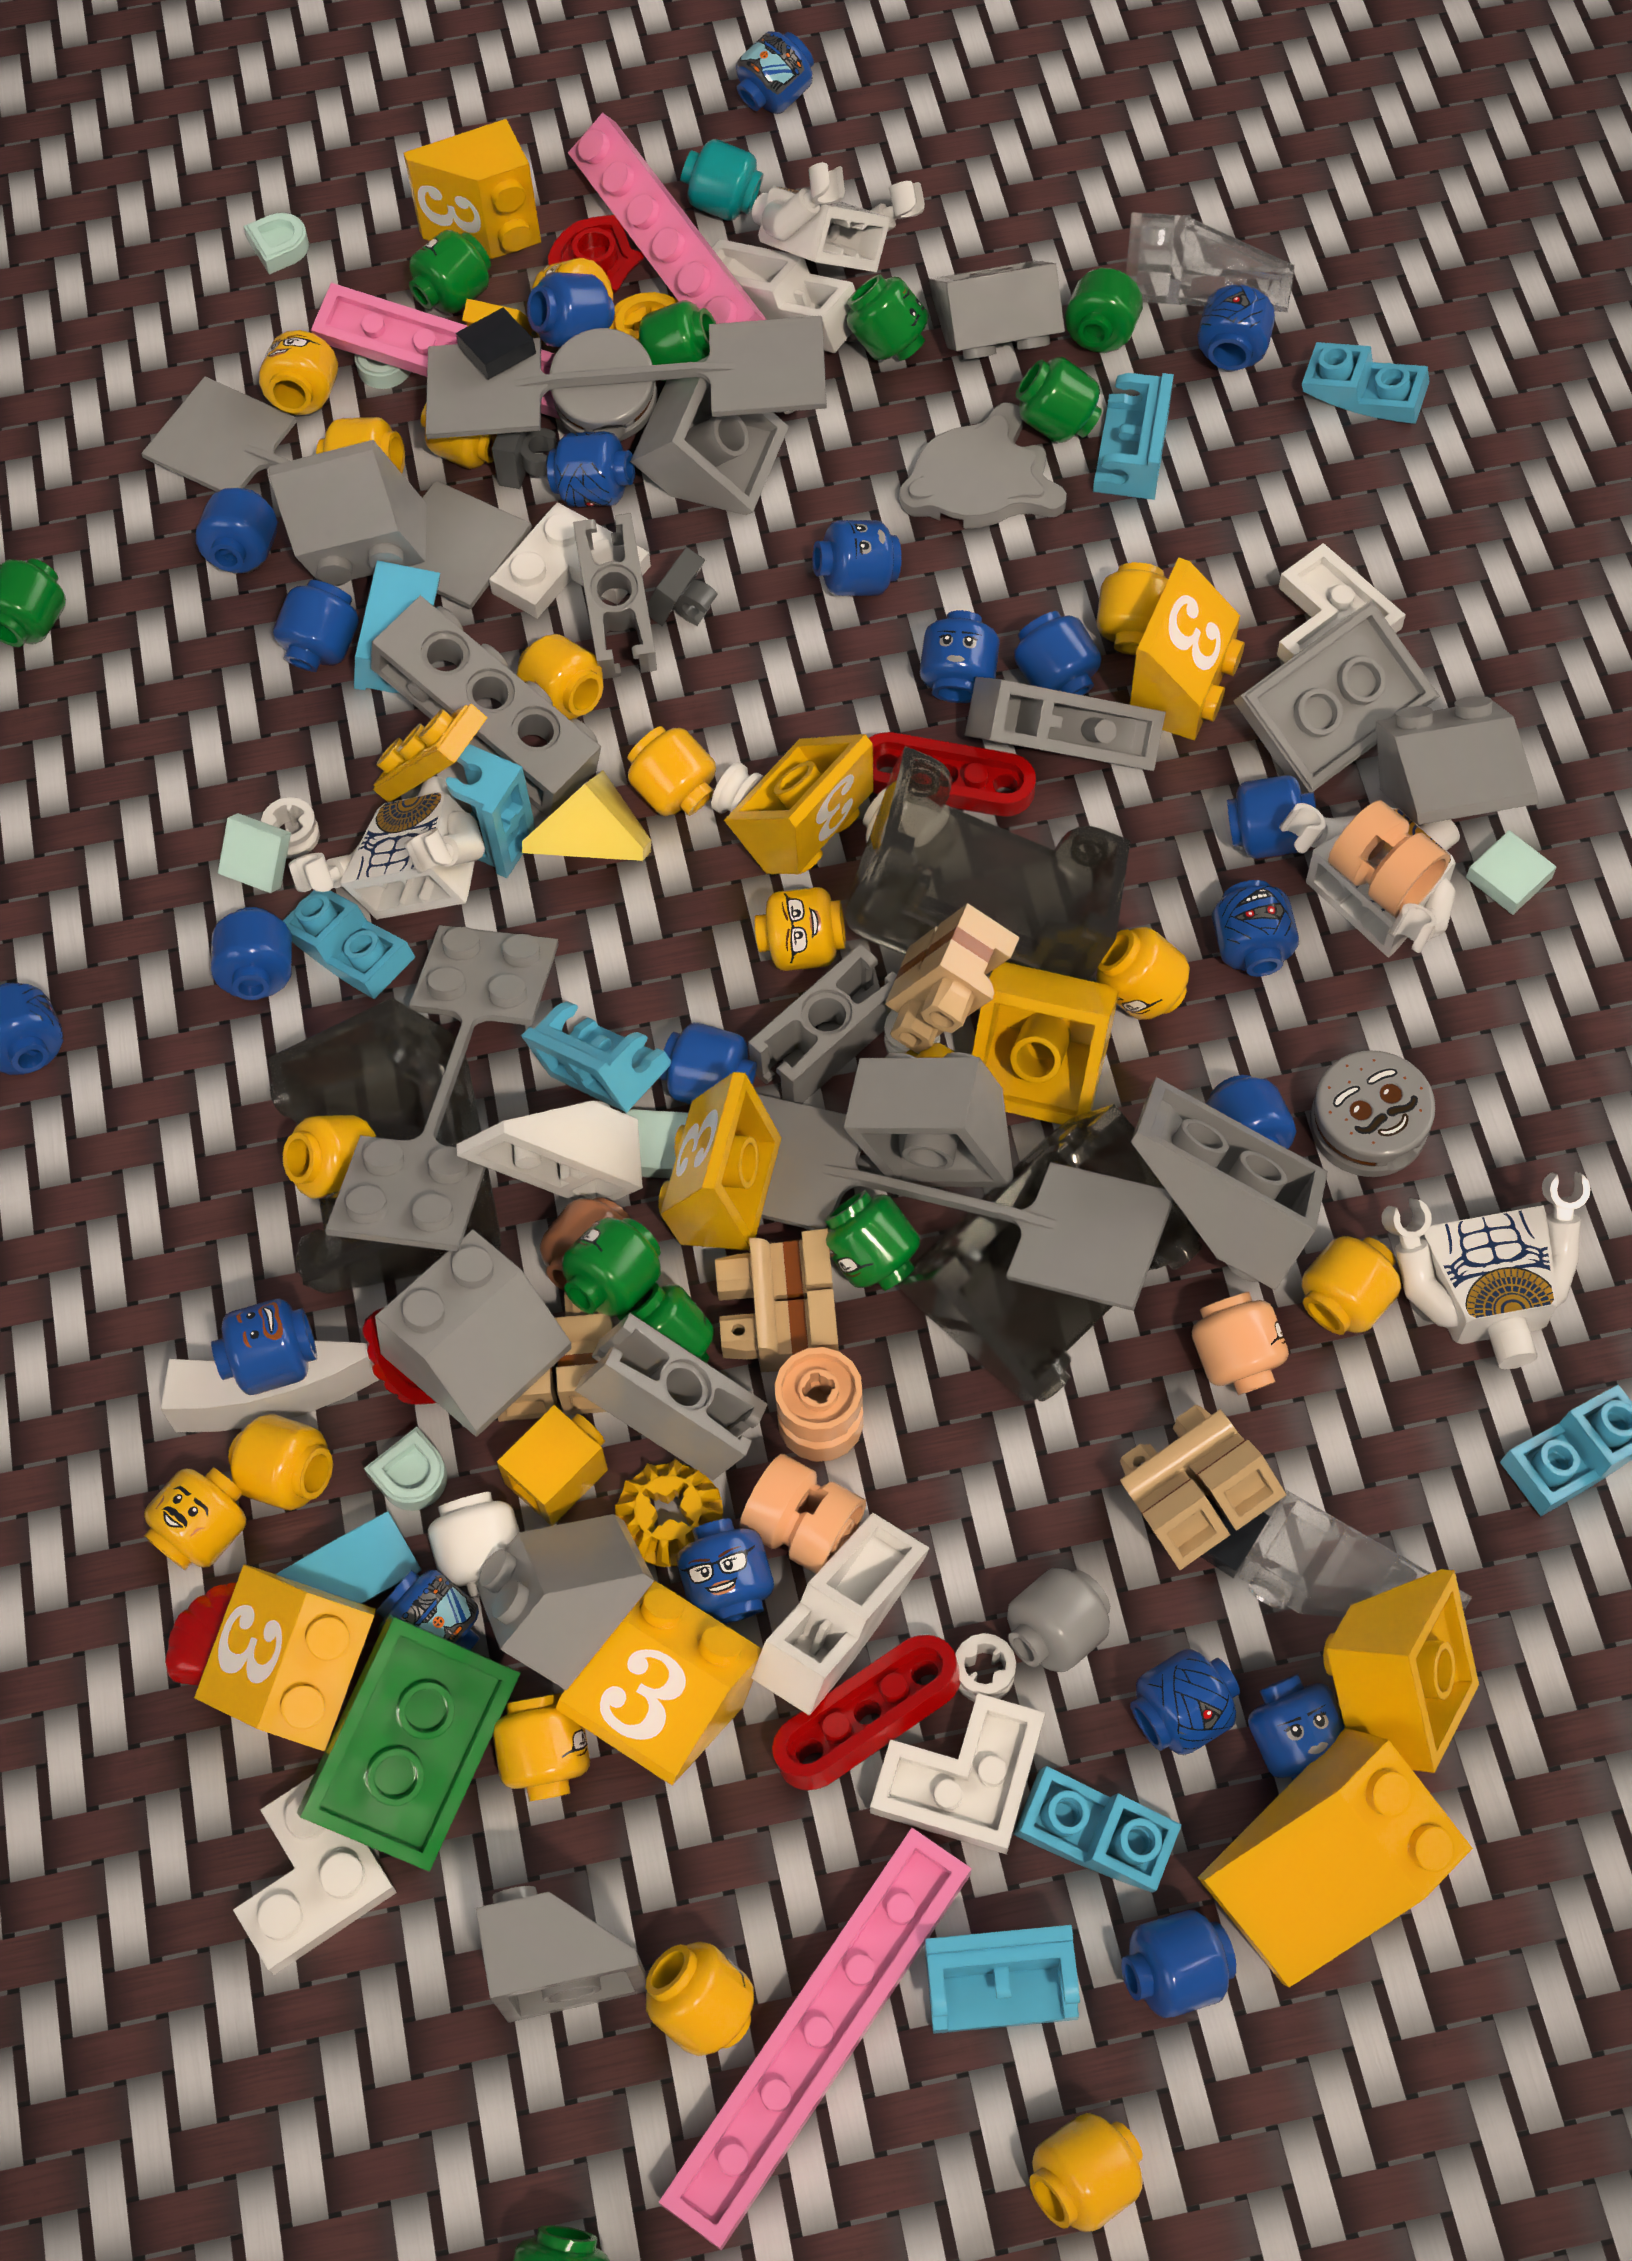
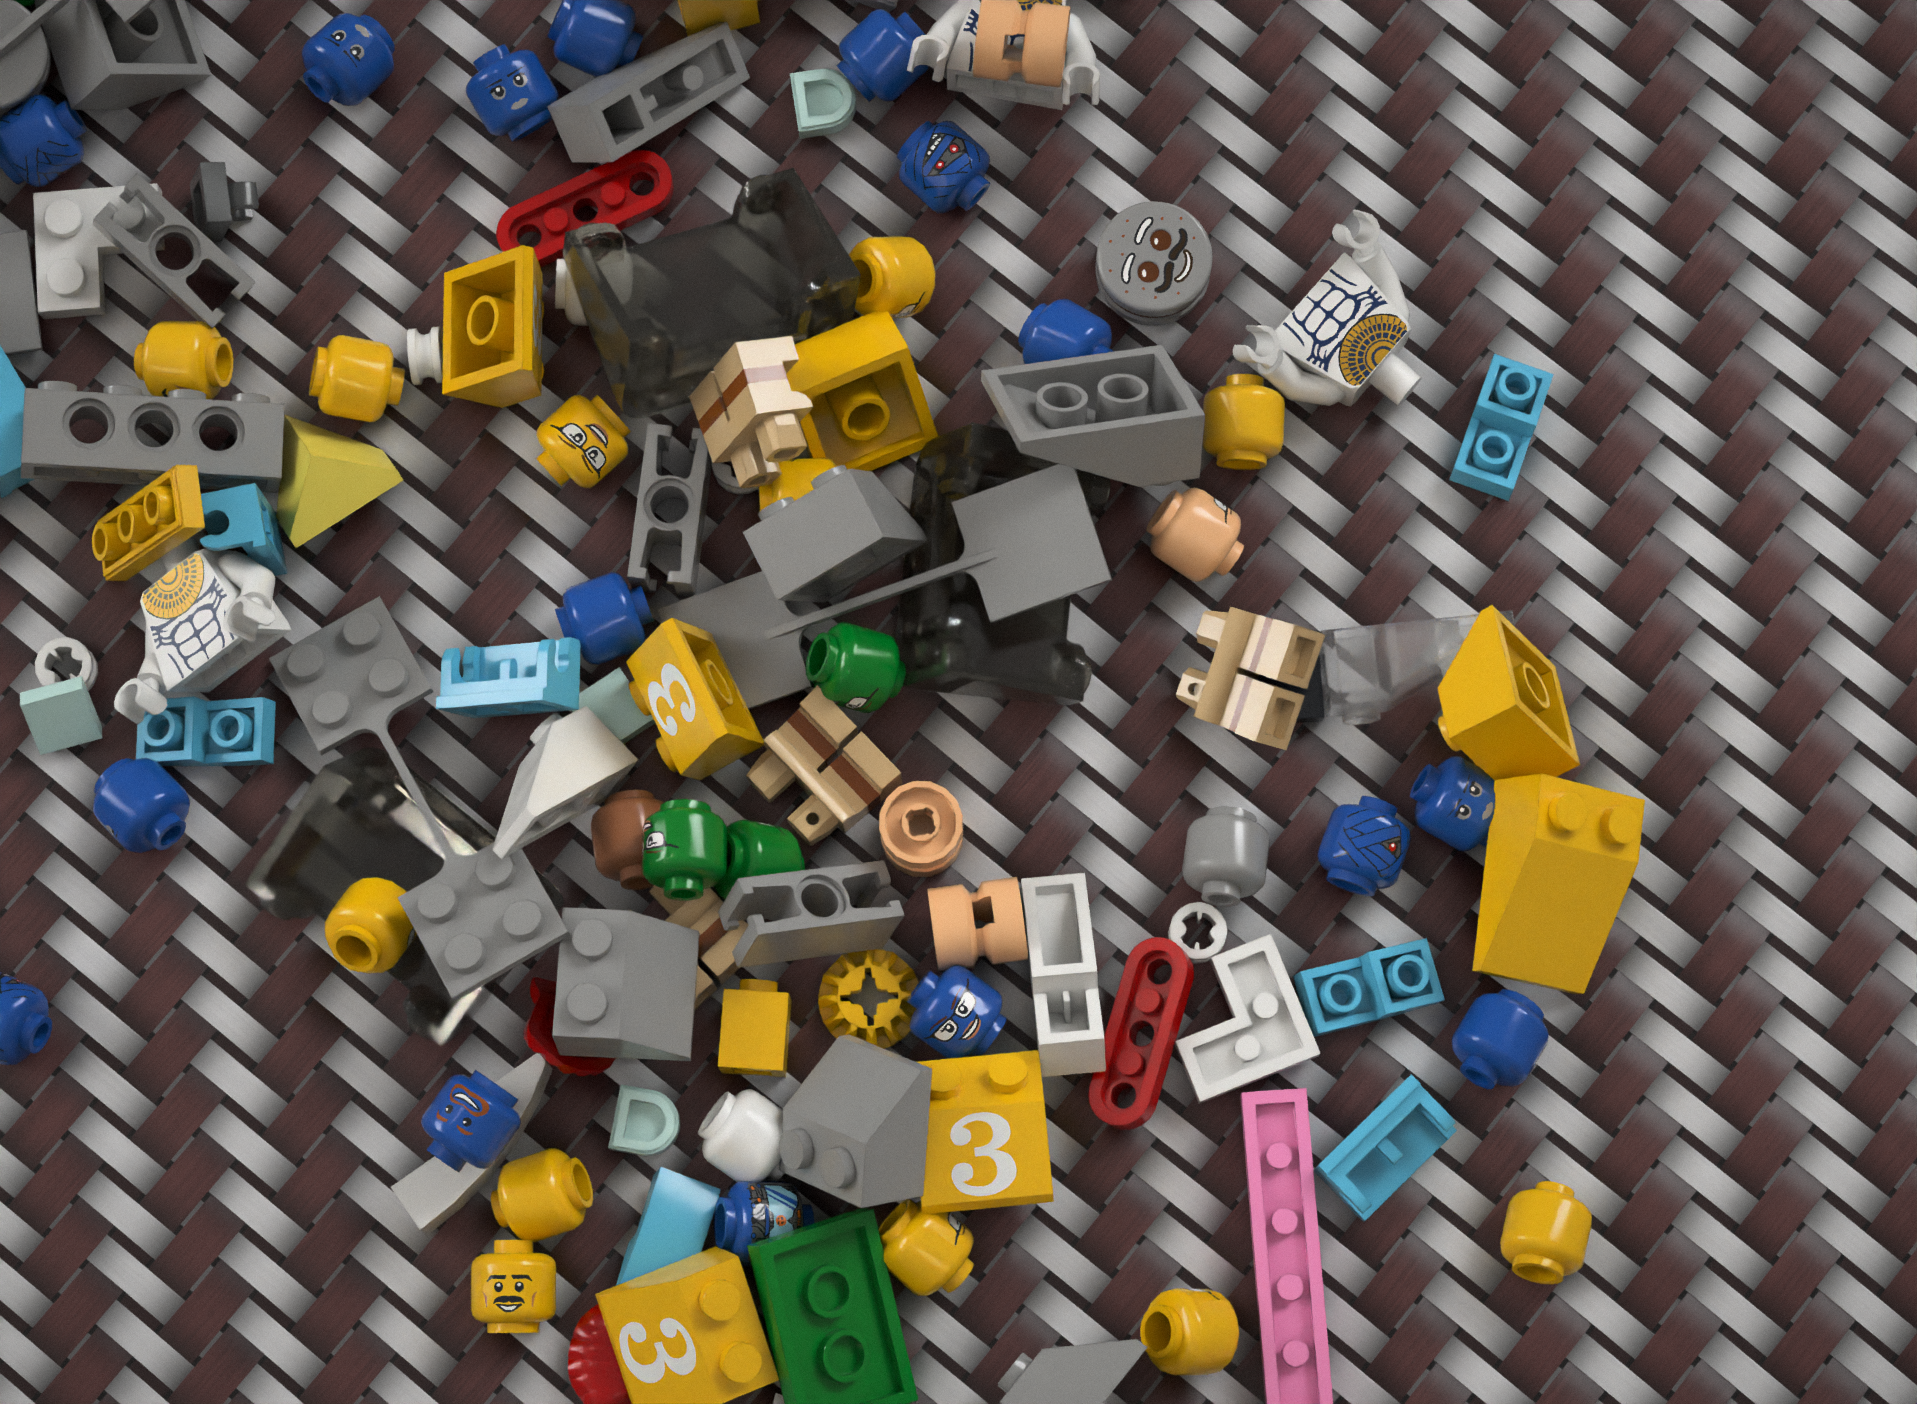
camera: 40 degrees left, 15 degrees up
(1196, 823) = (822, 101): none -> light aqua tile

